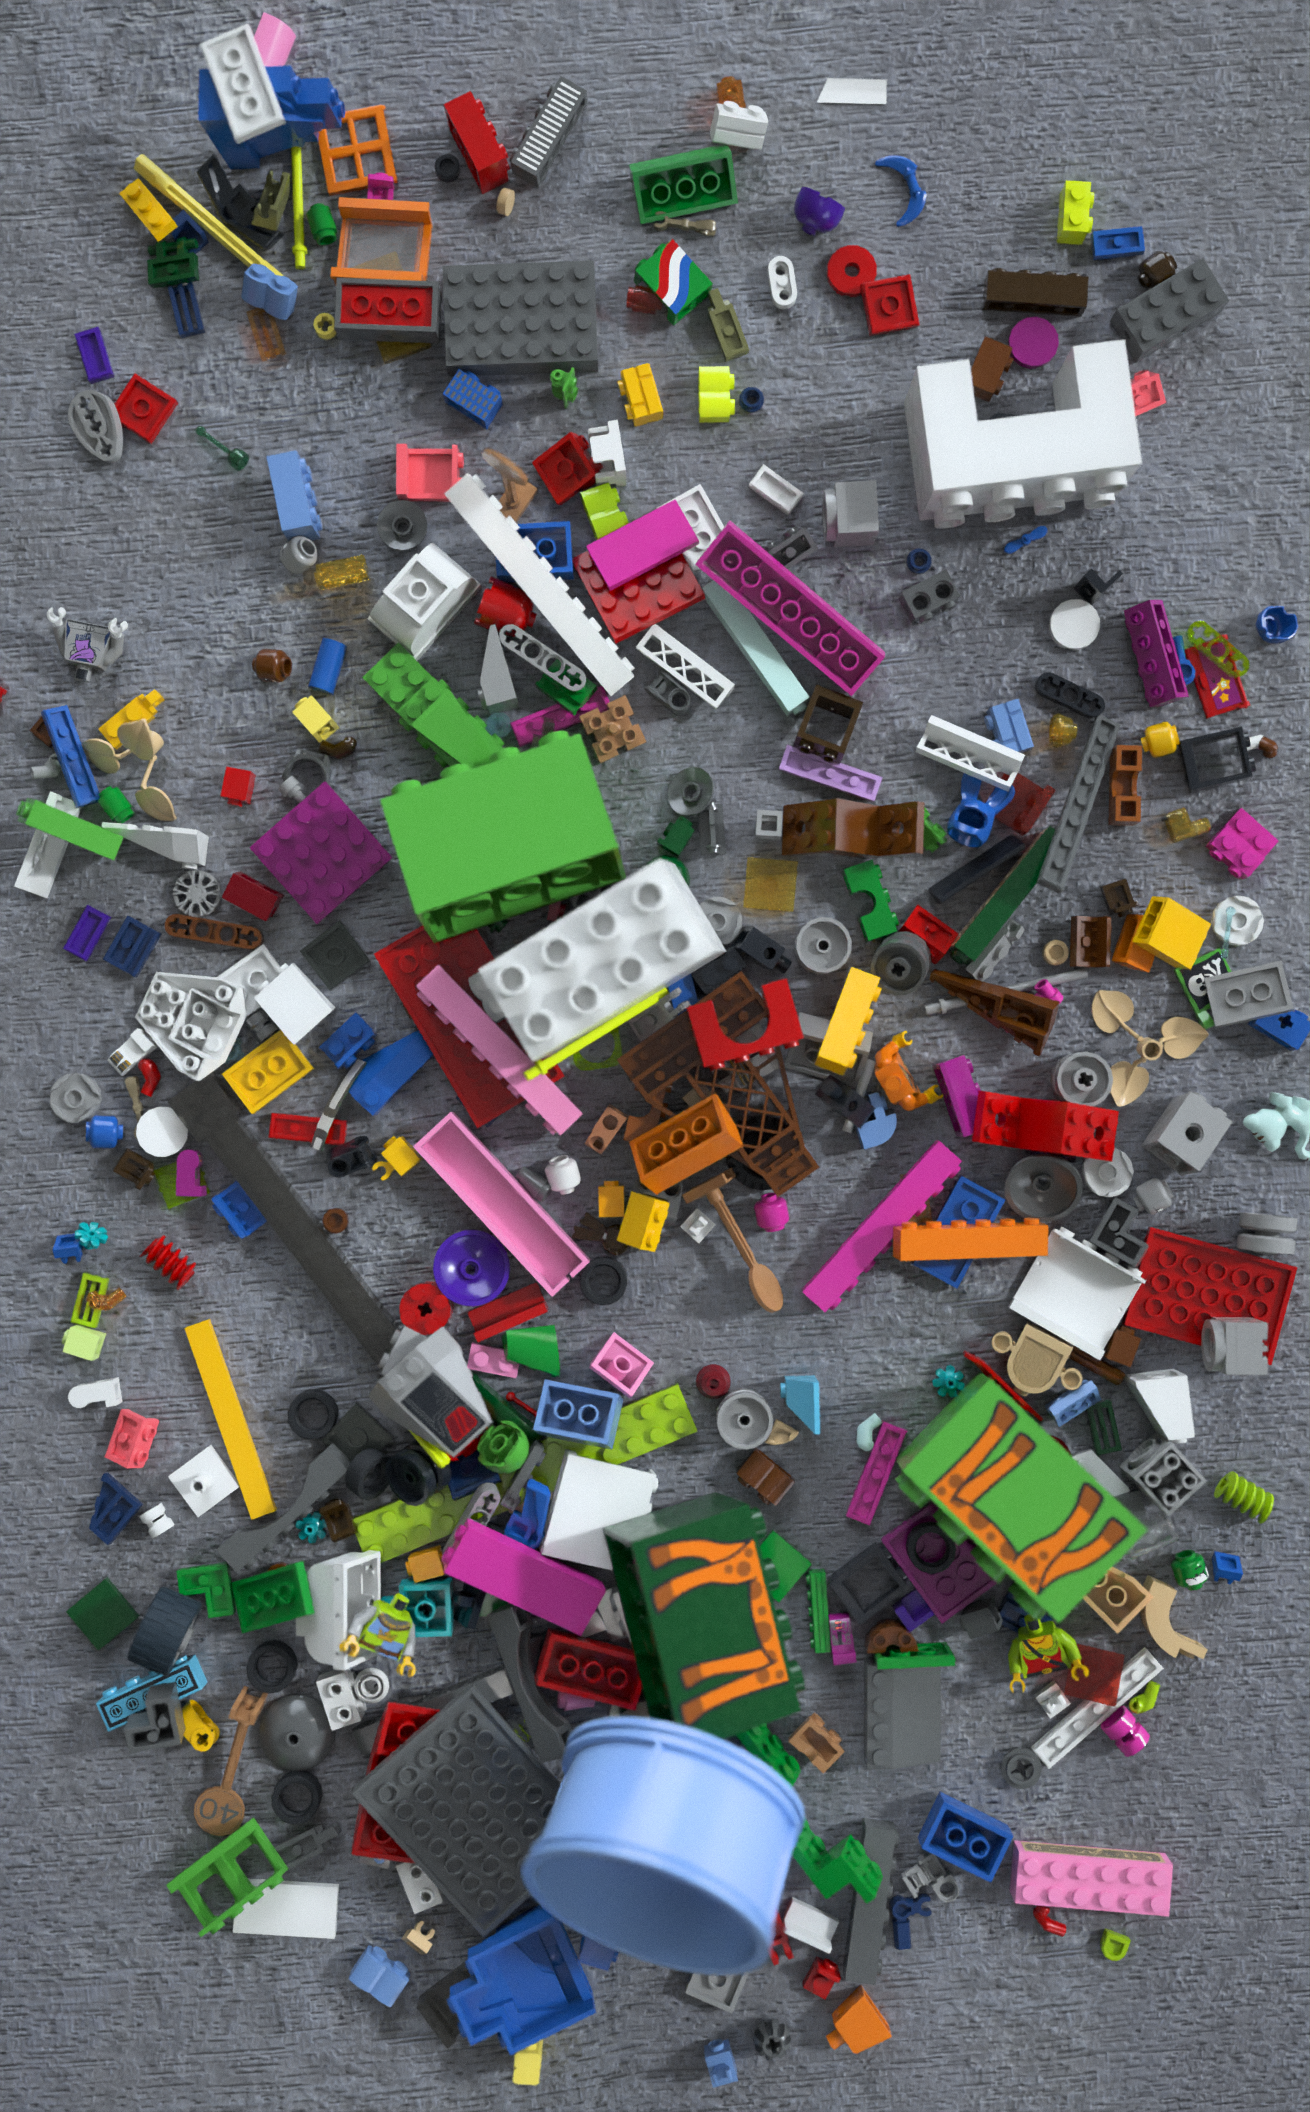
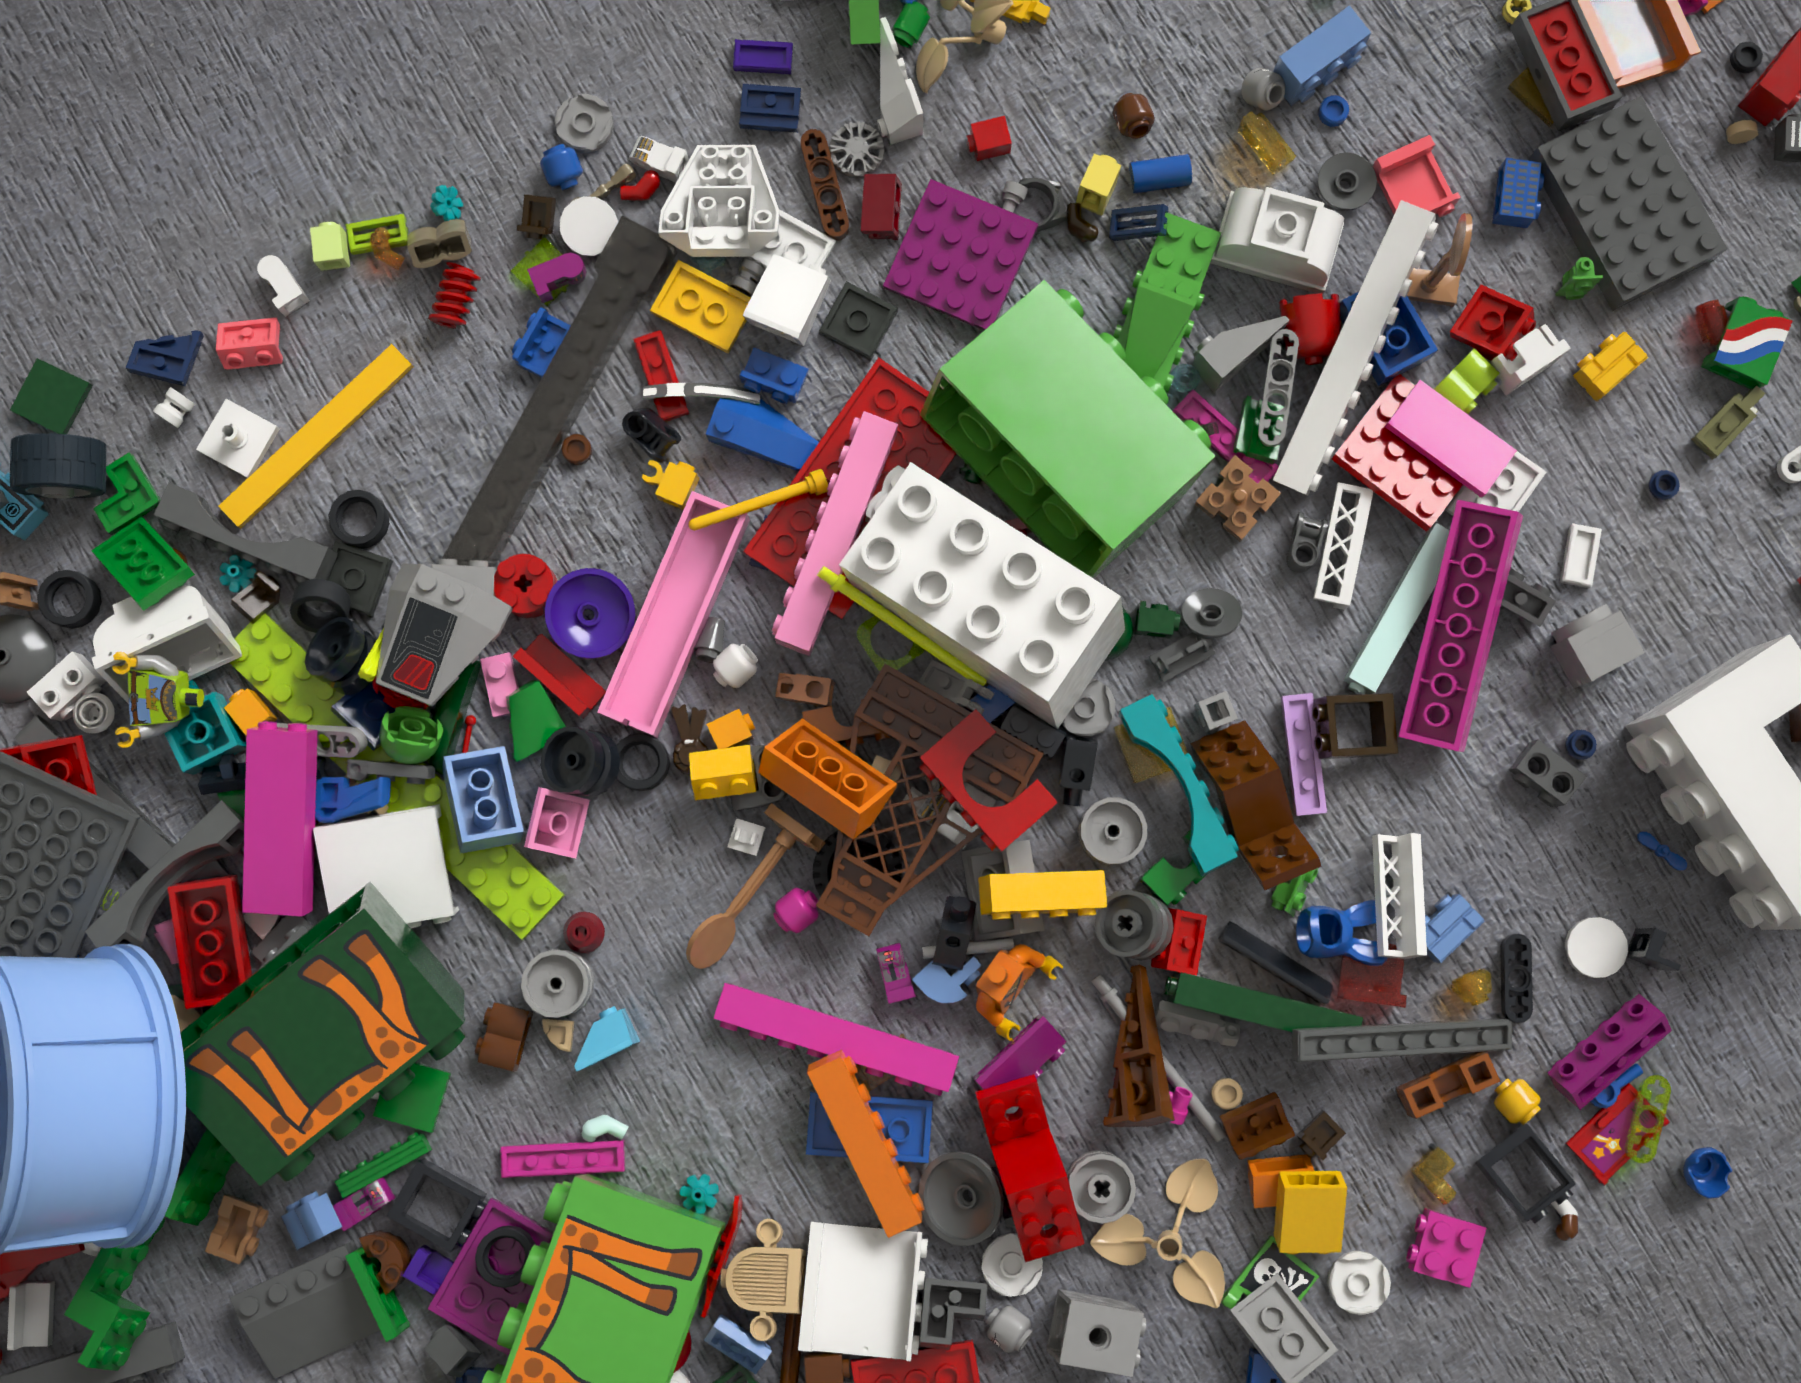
camera: 70 degrees right, 5 degrees down
(67, 1246) = (423, 184): blue tile -> none
(121, 1258) = (432, 245): none -> dark tan brick
(340, 508) = (1333, 110): none -> blue tile
(367, 685) = (1159, 221): none -> dark blue tile
(450, 1050) = (814, 483): none -> yellow piece
(583, 1326) = (580, 761): none -> black wheel
(714, 394) = (1650, 442): neon yellow brick -> none
(836, 1683) = (310, 1219): none -> medium blue brick
(853, 1159) = (895, 973): none -> magenta leg
(866, 878) = (1149, 728): none -> teal arch
(1230, 911) = (1364, 1269): clear light blue hinge -> none

